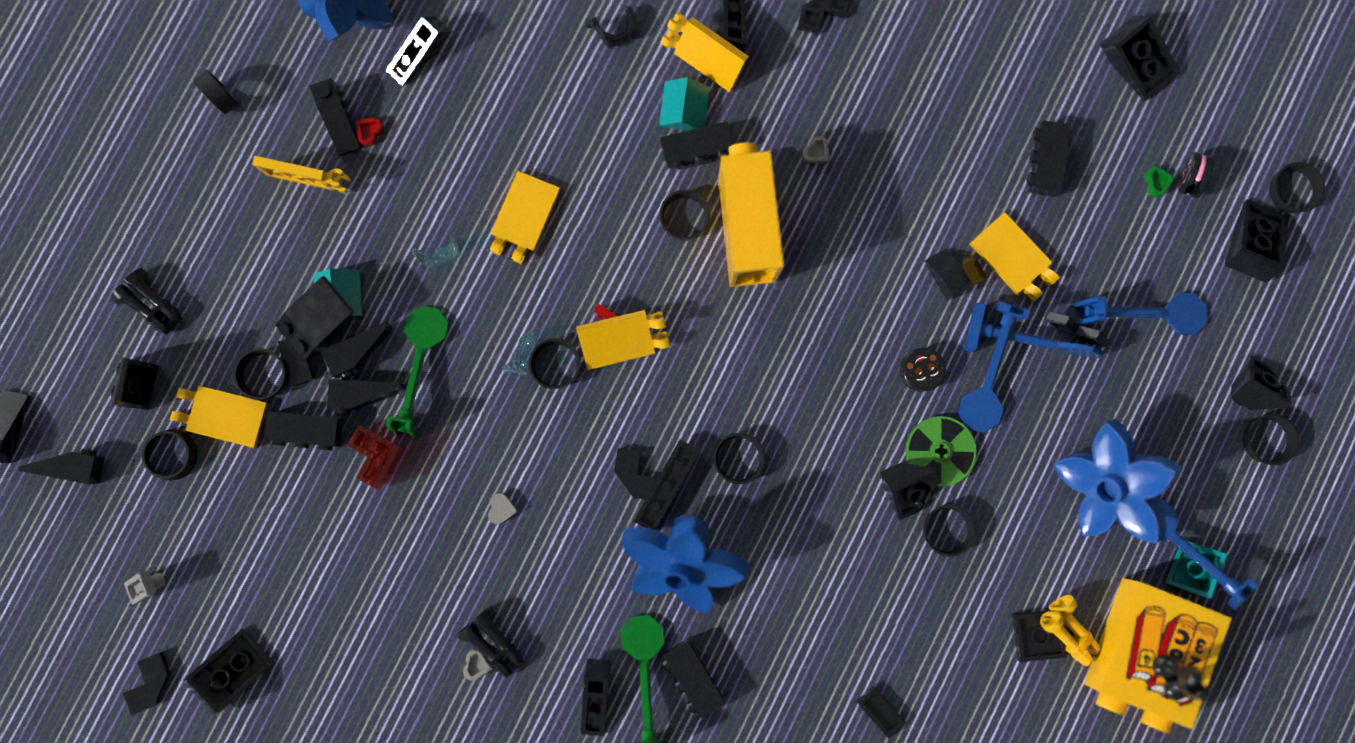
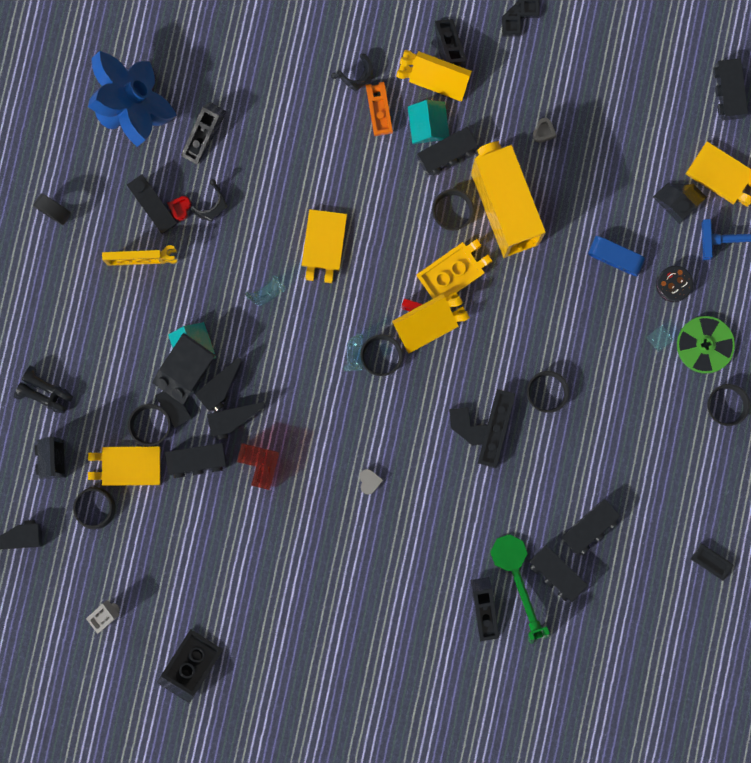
camera: 10 degrees left, 0 degrees up
(155, 675) = (132, 684): black tile -> none
(409, 143) = (221, 204): none -> black helmet
(425, 330) = (270, 355): green piece -> none
(476, 665) = (384, 609): light grey tile -> none
(485, 623) = (373, 585): black piece -> none
(630, 76) = (379, 109): none -> orange plate
(667, 286) = (453, 270): none -> yellow tile
(681, 562) = (525, 484): blue plant -> none
(747, 633) = (591, 527): none -> black brick
(863, 319) = (616, 256): none -> blue beam
(888, 429) = (660, 338): none -> clear light blue tile
(908, 487) = (687, 380): black slope -> none
(981, 408) = (729, 302): blue piece -> none

